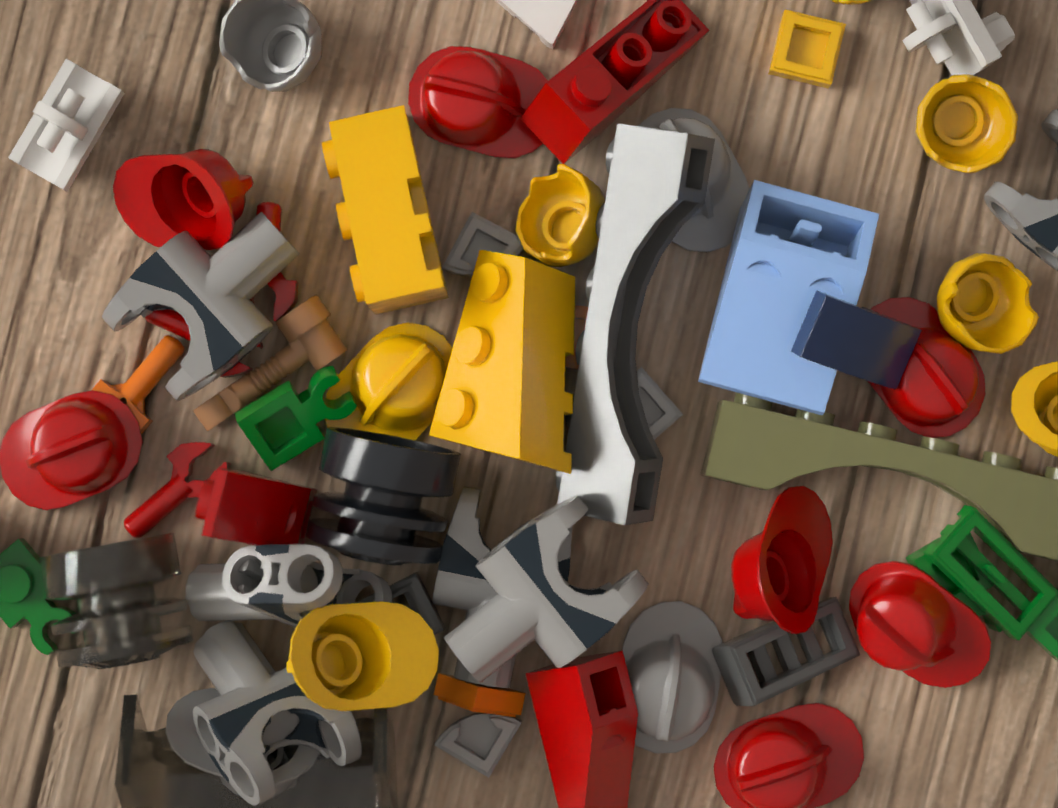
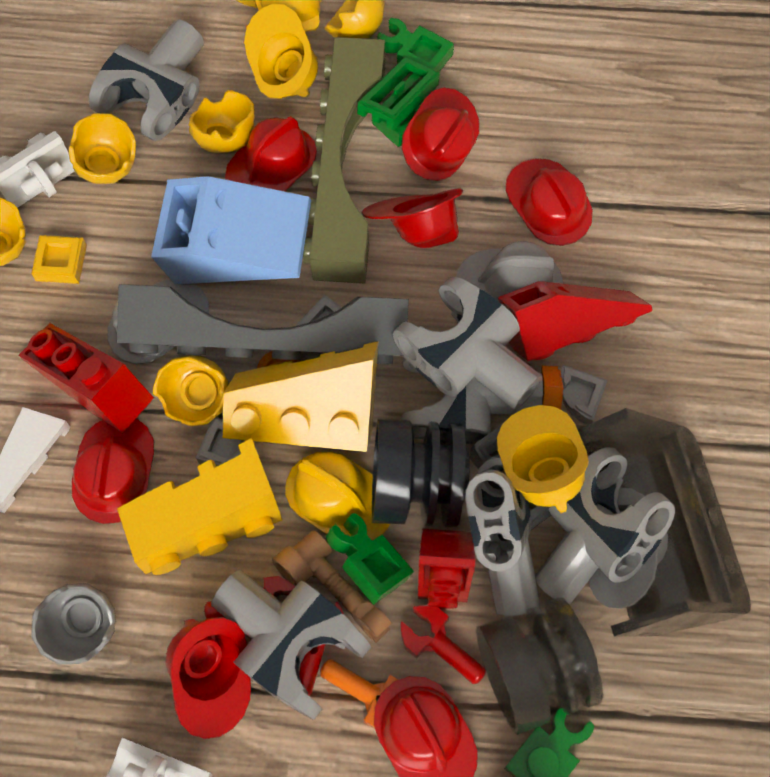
camera: 100 degrees left, 20 degrees down
(738, 672) = (492, 230): dark grey slope -> none
(855, 340) = (254, 178): dark blue slope -> none

